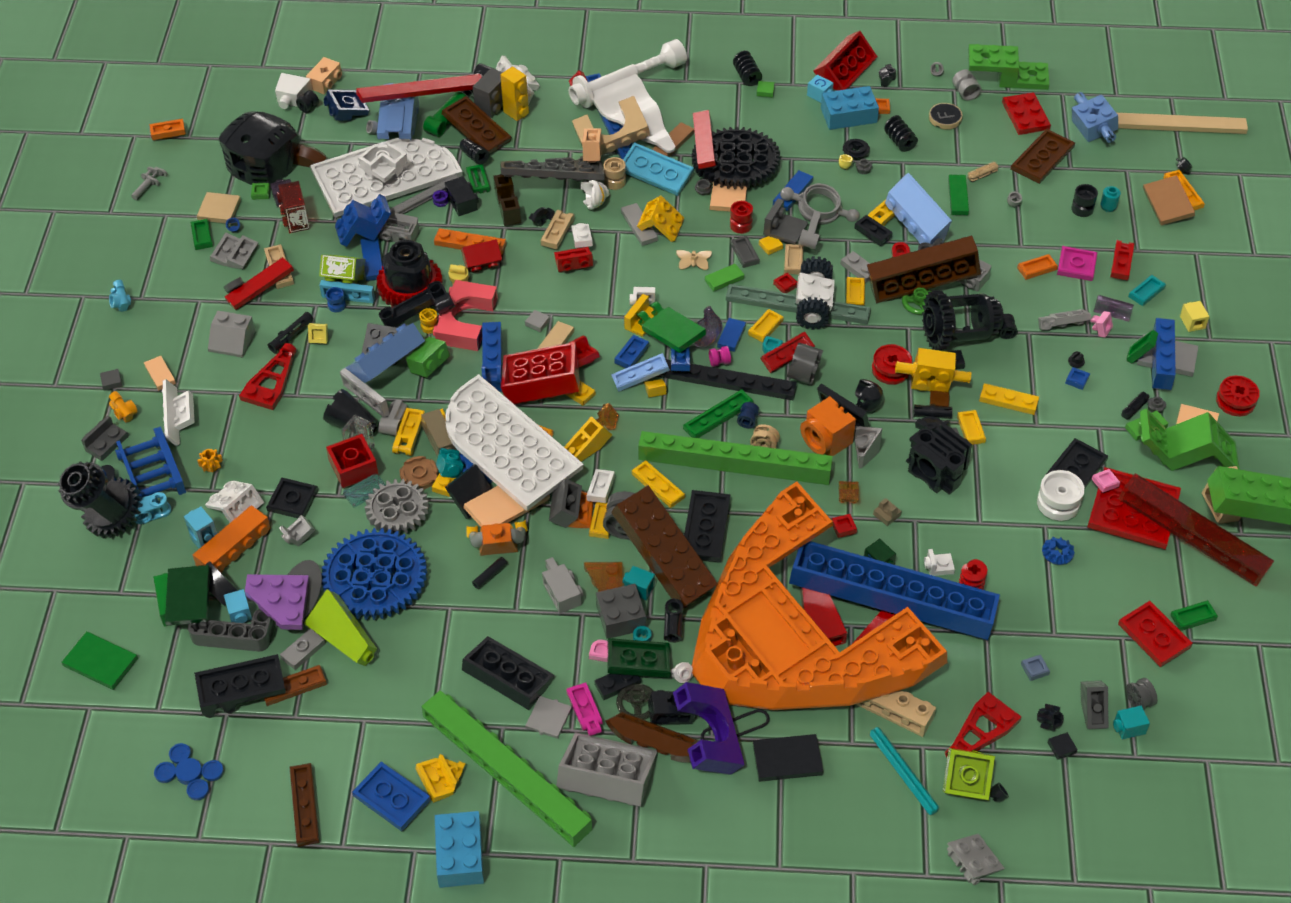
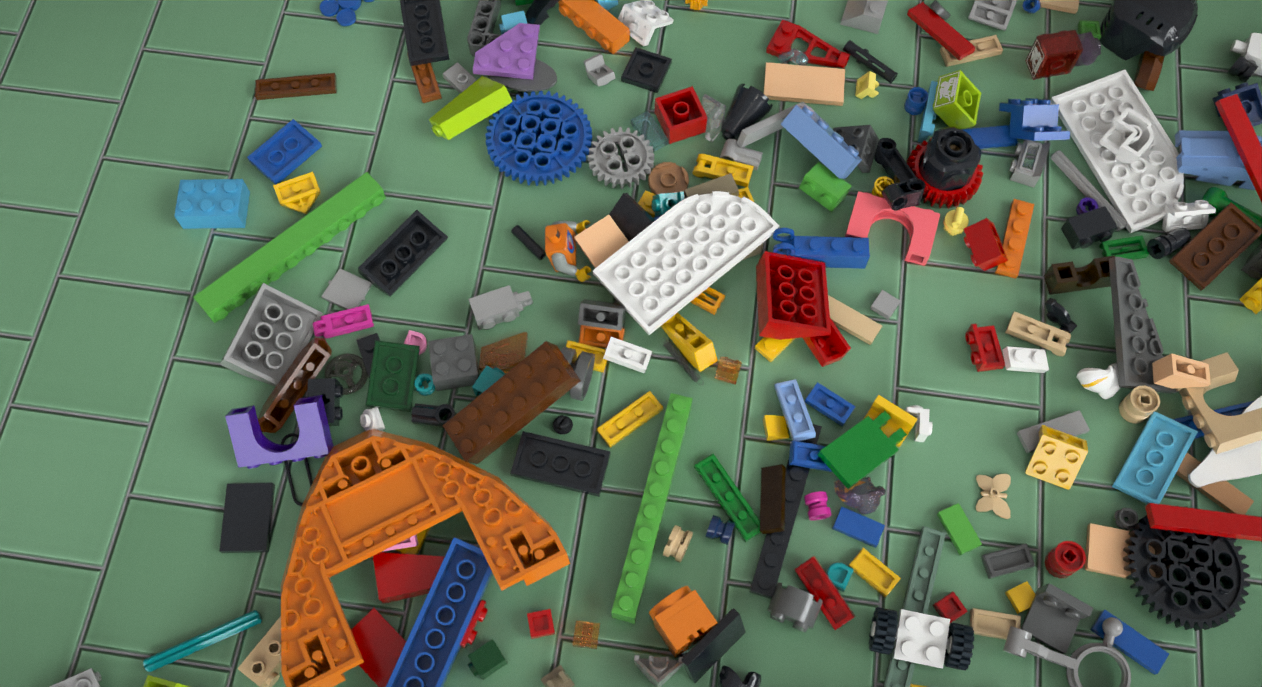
camera: 95 degrees right, 15 degrees up
(283, 384) = (795, 56): none -> clear light blue arm
(312, 379) = (804, 84): none -> light nougat tile
(449, 138) = (1187, 215): none -> white bracket
(599, 451) = (691, 372): none -> dark grey piece
(718, 382) = (772, 499): none -> dark brown tile

